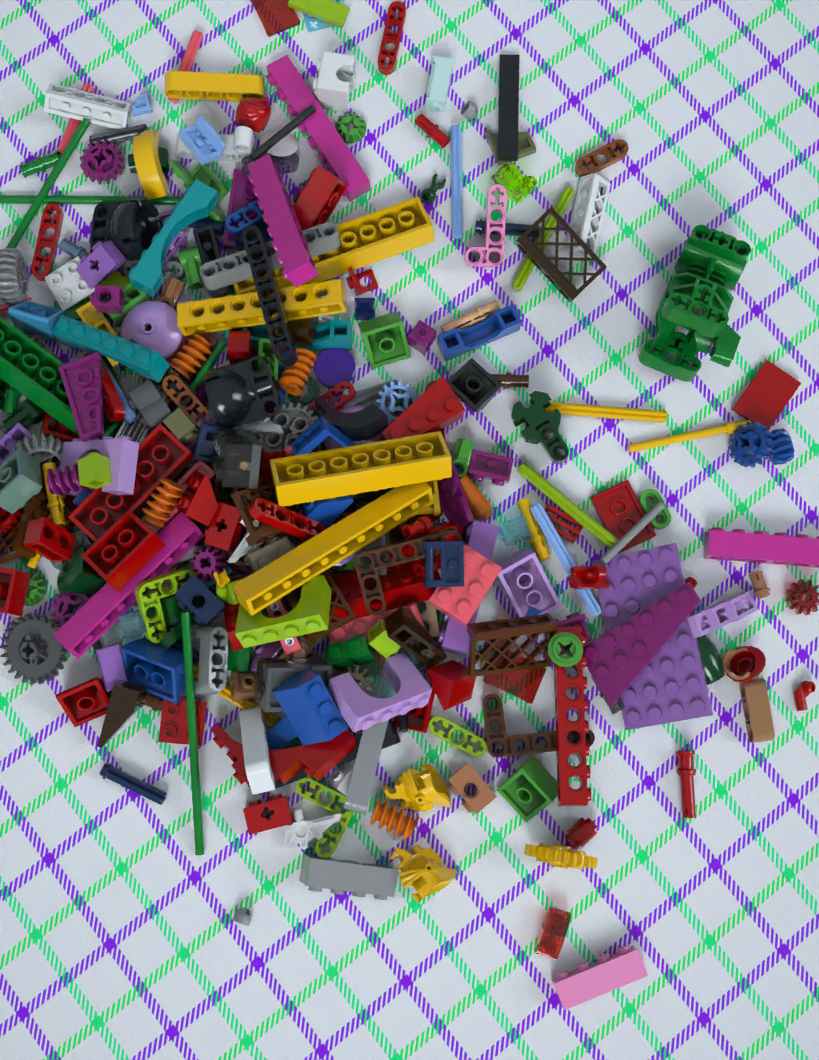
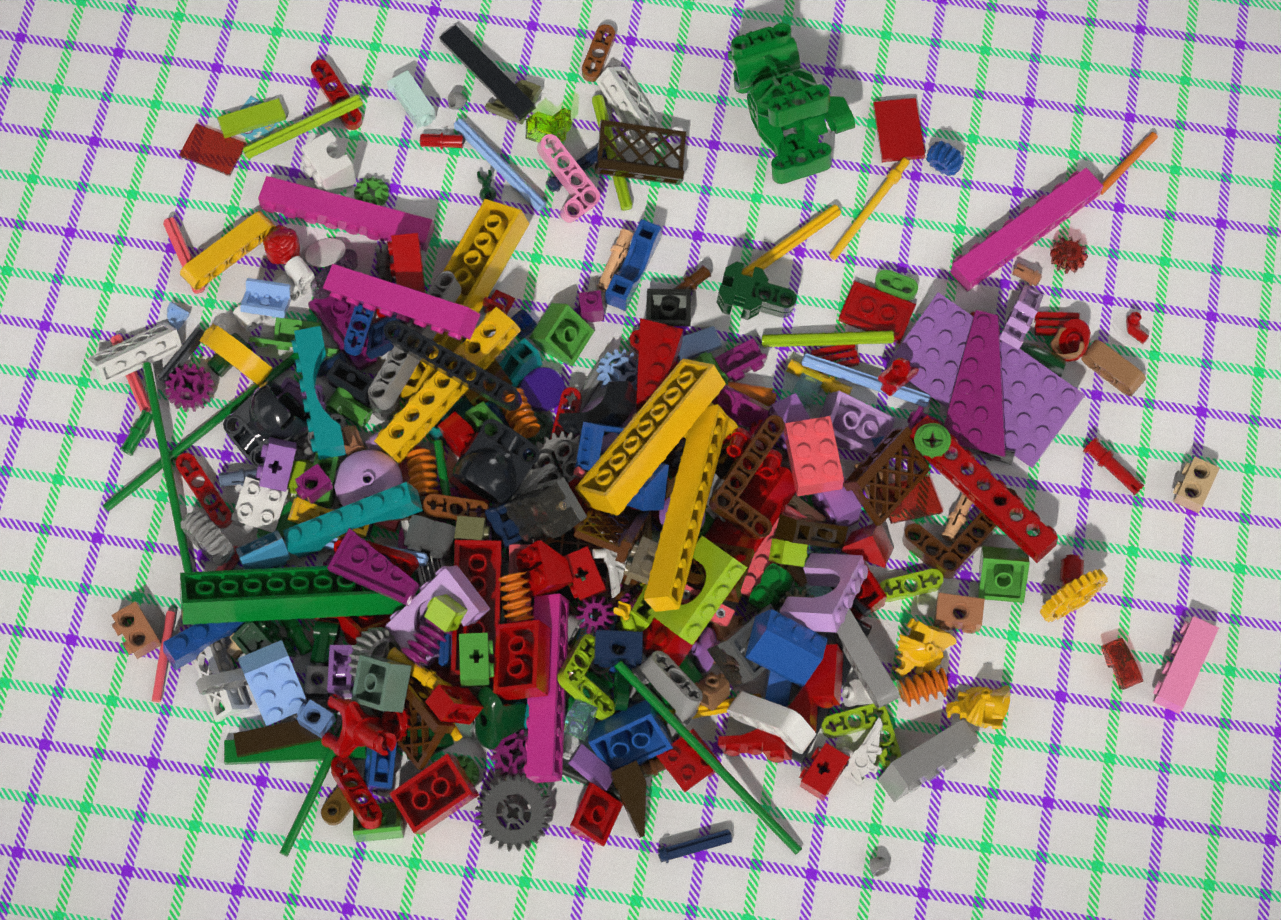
camera: 40 degrees left, 10 degrees down
(78, 524) = (475, 645): none -> bright green brick
(266, 513) = (632, 521): red beam -> none
(283, 132) = (325, 238): pearl dark grey bar -> none
(346, 41) = (302, 126): none -> lime axle
(451, 563) = (791, 441): dark blue plate -> none
(473, 429) = (699, 343): none -> light blue tile
(522, 723) = (957, 518): none -> light nougat pin
(621, 543) = (897, 316): light grey bar -> none
(736, 857) = (1197, 485): none -> tan brick
(750, 444) = (923, 163): blue gear -> none
(765, 646) = (1053, 319): none -> red tile

